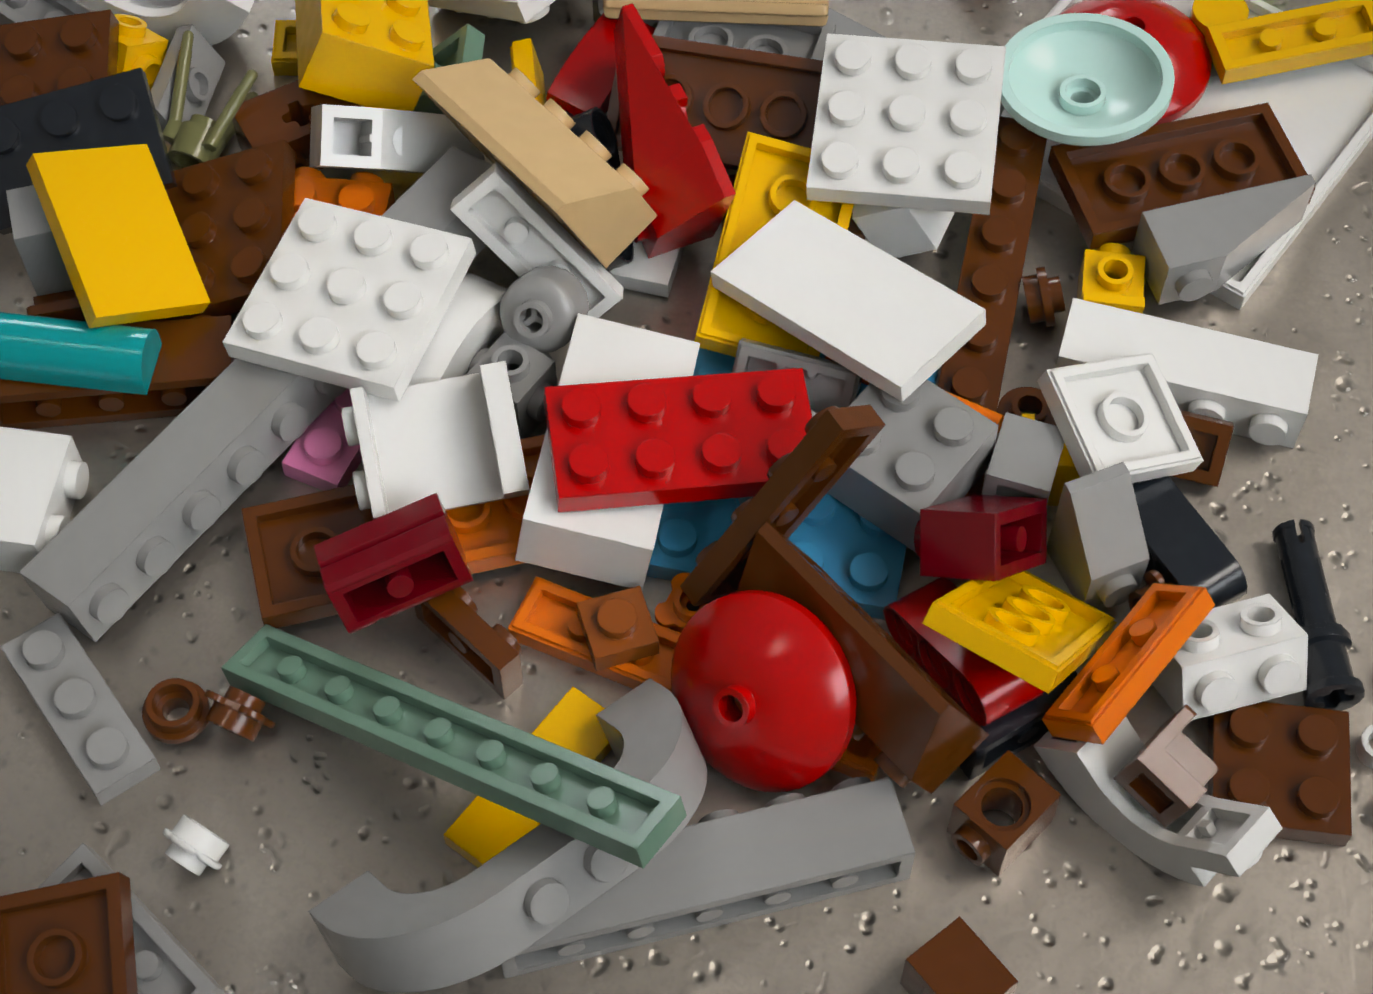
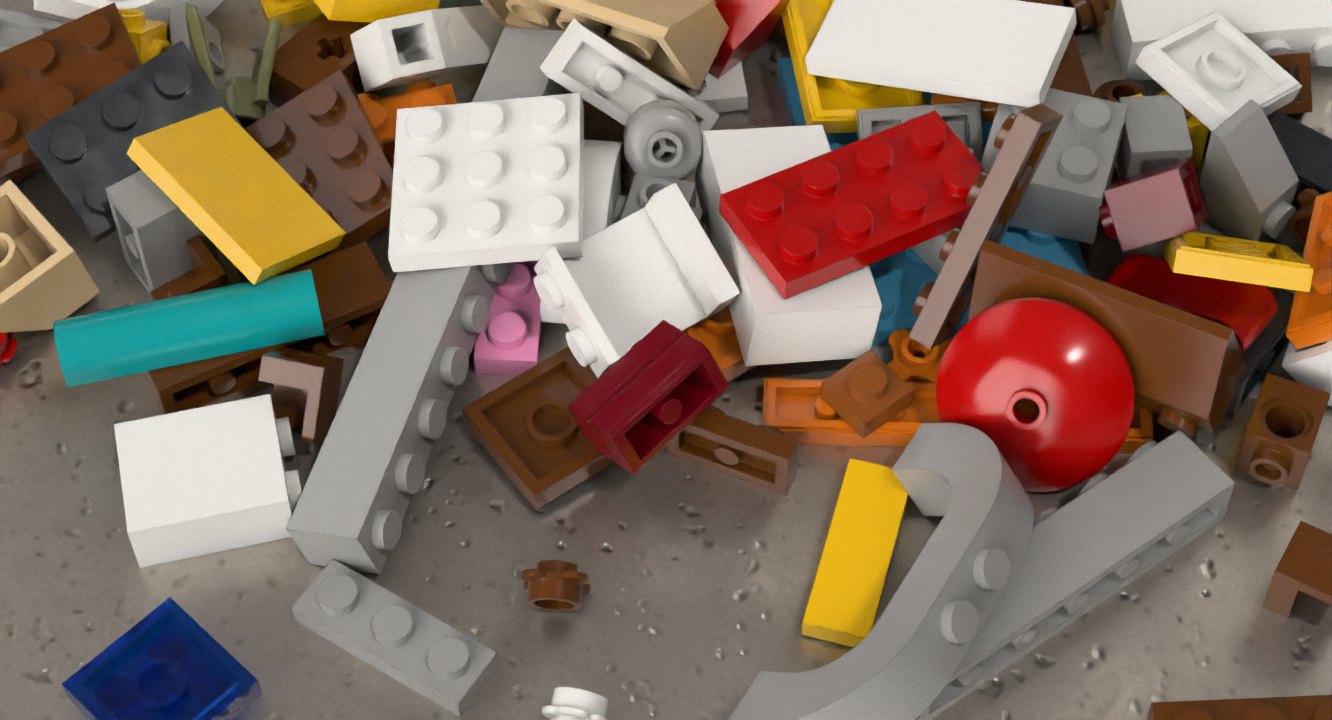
camera: 20 degrees left, 5 degrees down
(112, 436) = (304, 389): none -> reddish brown panel
(171, 695) = (487, 591): reddish brown plate -> none
(459, 745) = (796, 523): sand green plate -> none

